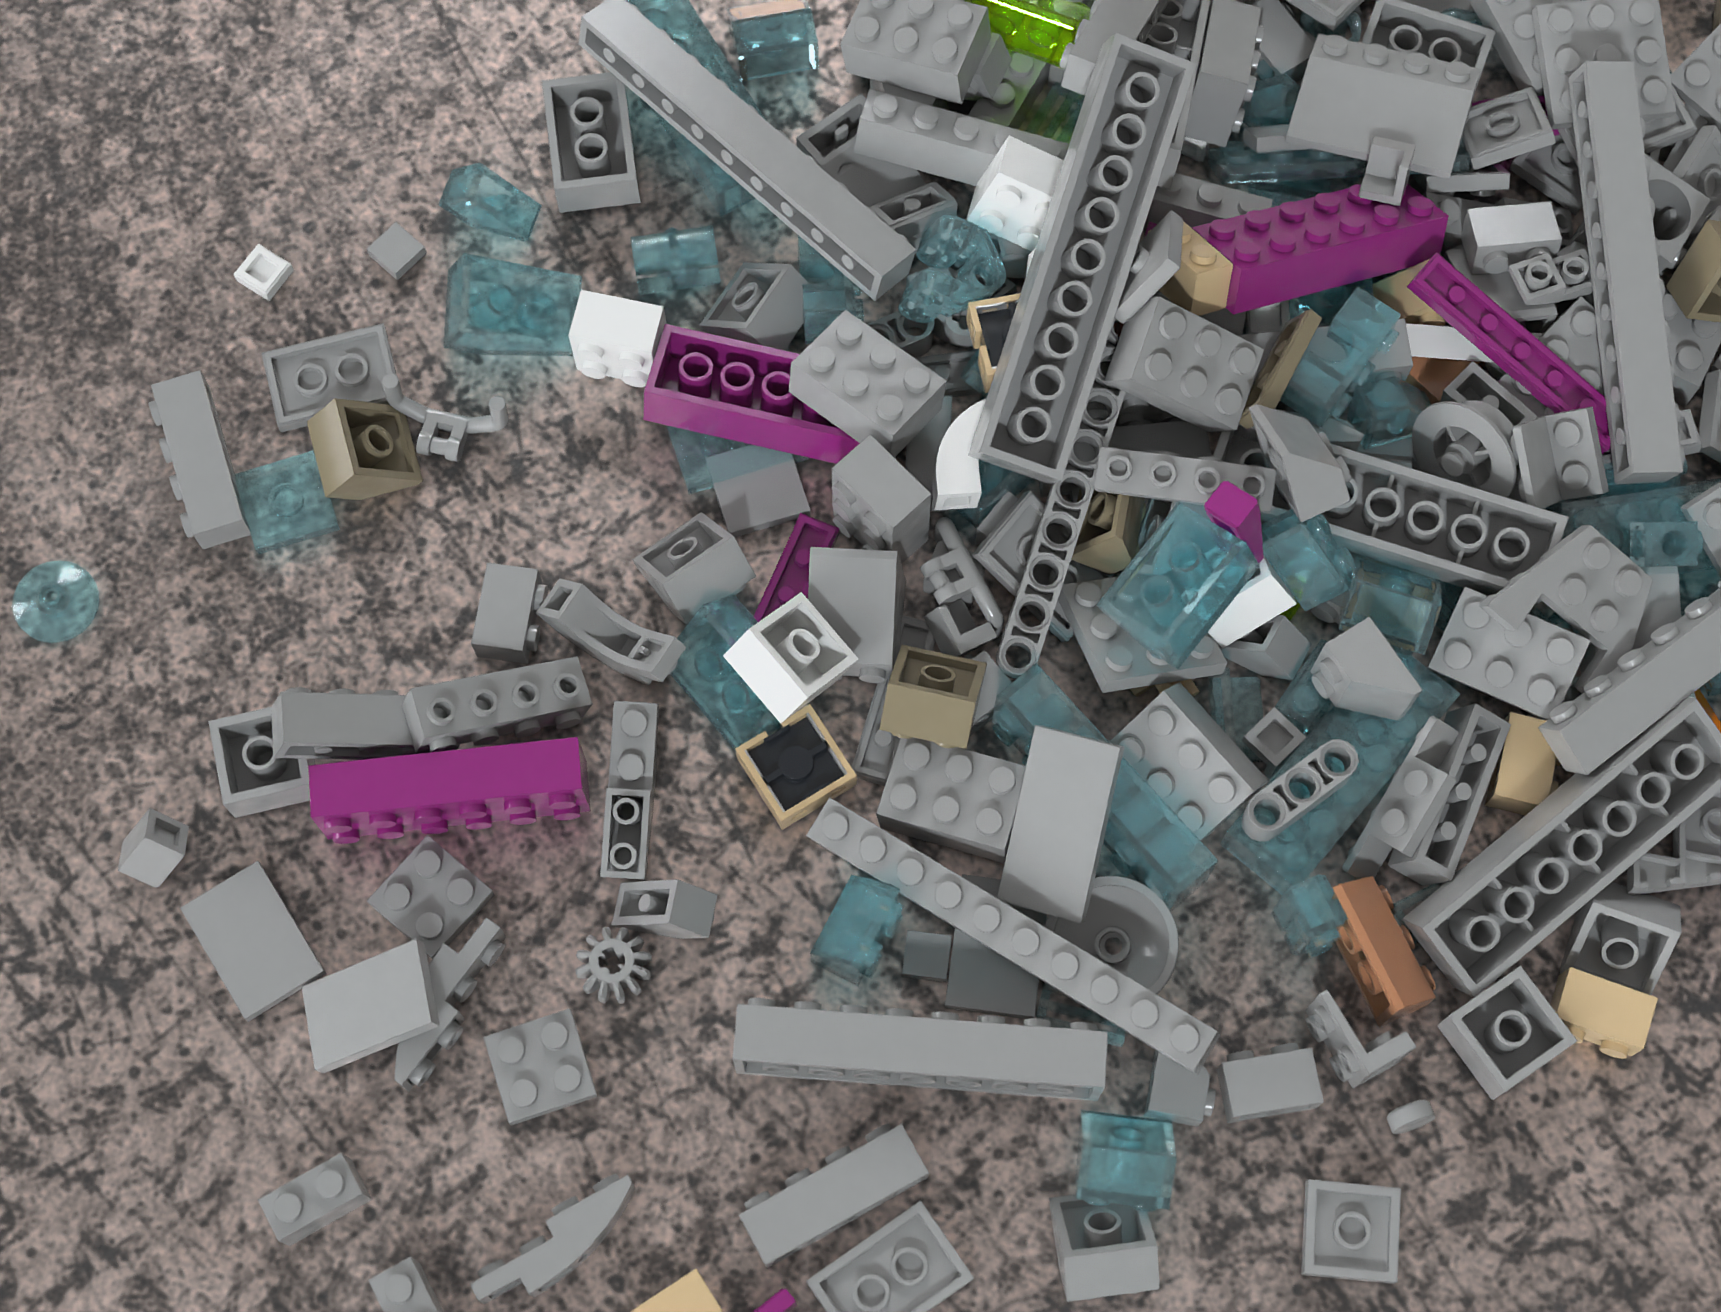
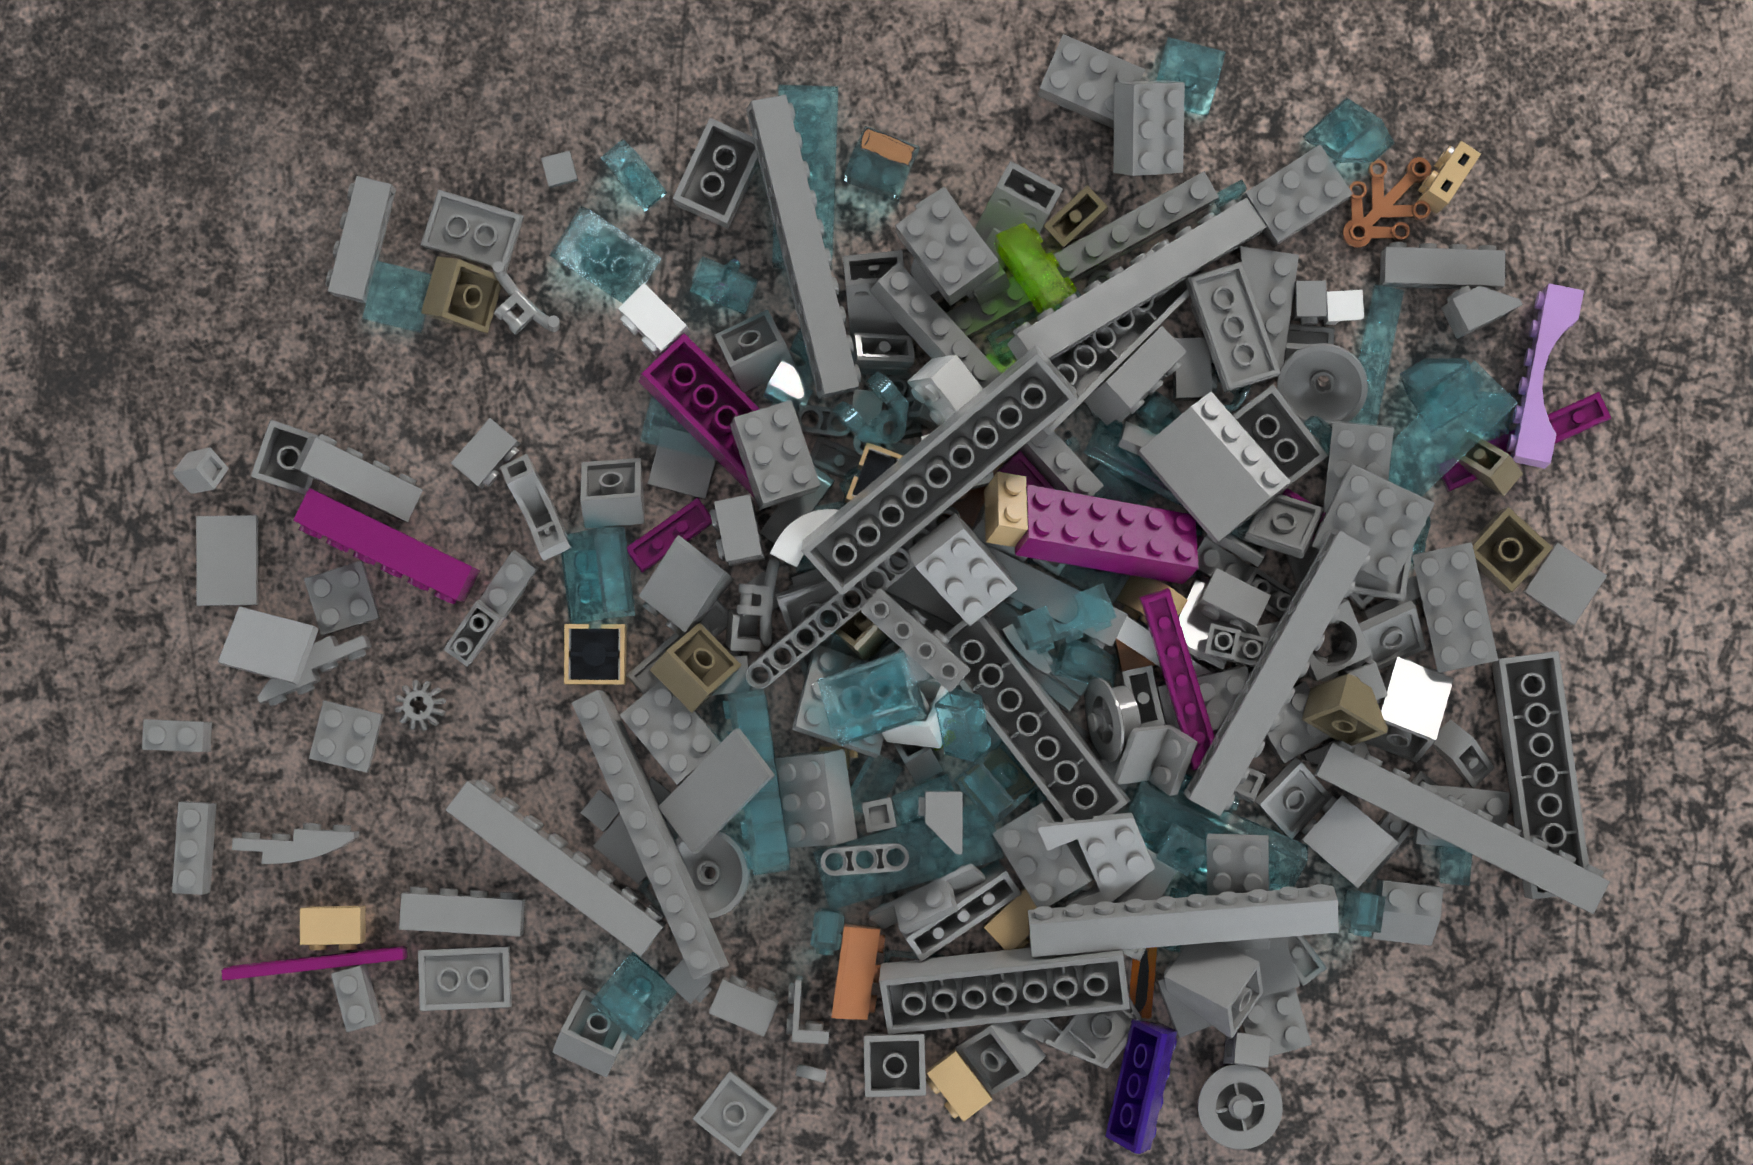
camera: 30 degrees right, 15 degrees up
(68, 613) = (241, 282): clear light blue dish -> none
(263, 272) = (470, 133): white tile -> none
(496, 705) = (442, 512): light grey brick -> none
(665, 908) = (468, 691): light grey slope -> none
(790, 657) = (623, 597): white brick -> none
(856, 927) = (568, 772): clear light blue slope -> none
(1153, 265) = (977, 502): light grey plate -> none
(1237, 514) = (923, 686): magenta slope -> none
(1281, 363) = (1022, 603): dark tan tile -> none
(1303, 462) = (987, 674): light grey slope -> none
(1387, 171) = (1178, 517): light grey panel -> none

